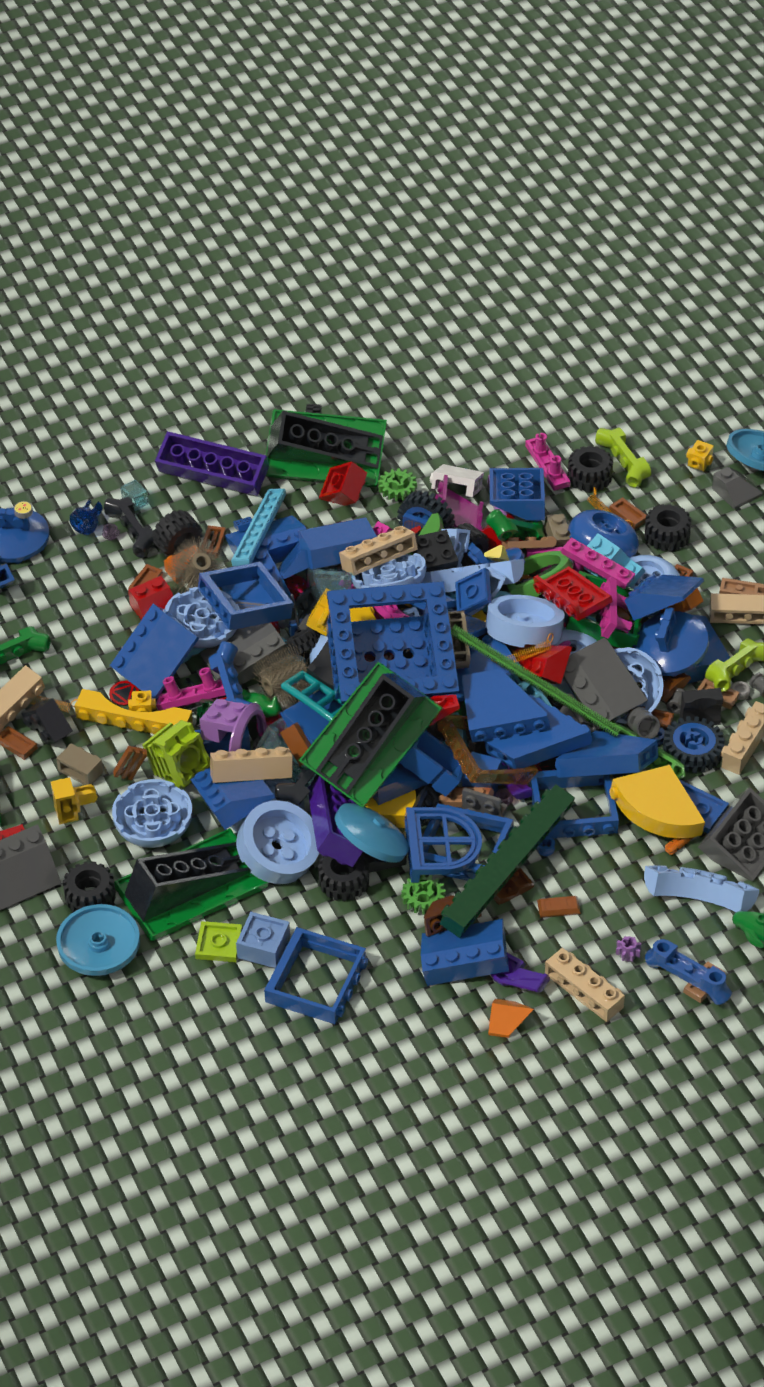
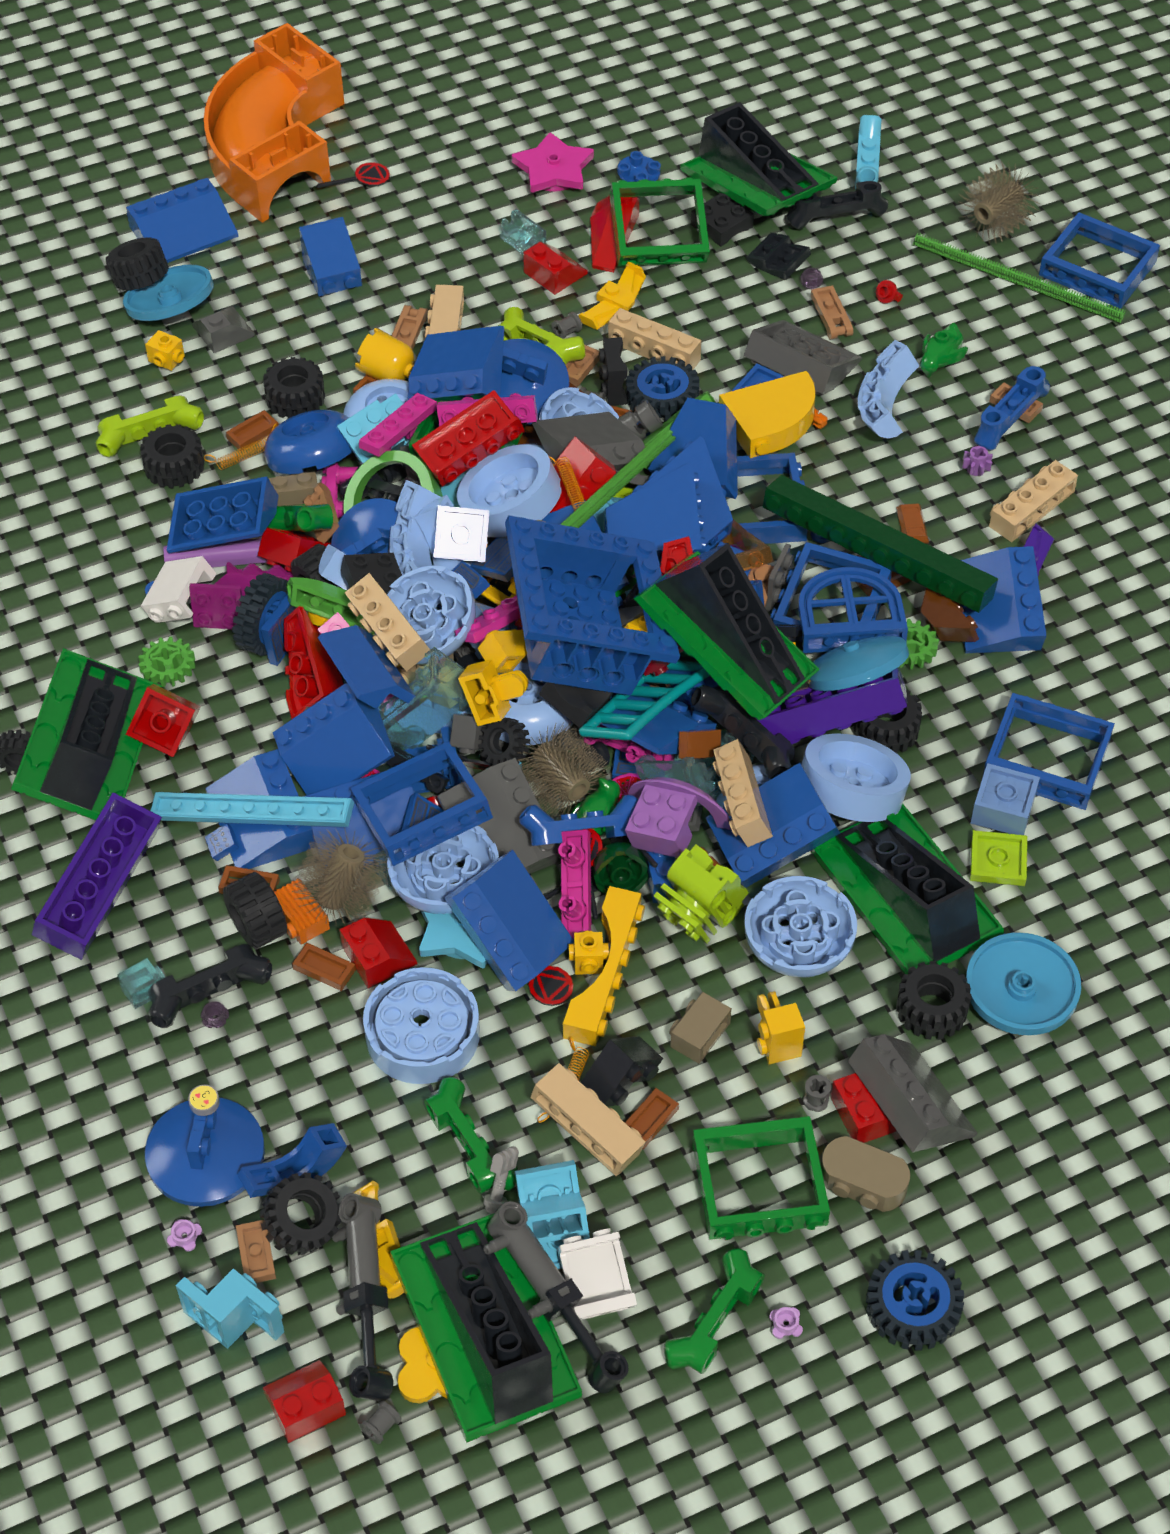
camera: 90 degrees left, 5 degrees up
(22, 818) = (817, 1093): none -> dark grey bush
(84, 519) = (192, 1044): clear blue piece -> none
(94, 640) = (425, 1051): none -> light blue brick
(133, 763) = (711, 954): dark orange tile -> none
(497, 554) = (383, 514): light yellow slope -> none
(506, 1017) = (1084, 571): orange slope -> none
(550, 463) = (144, 503): dark pink plate -> none
(707, 567) = (385, 357): none -> yellow cylinder

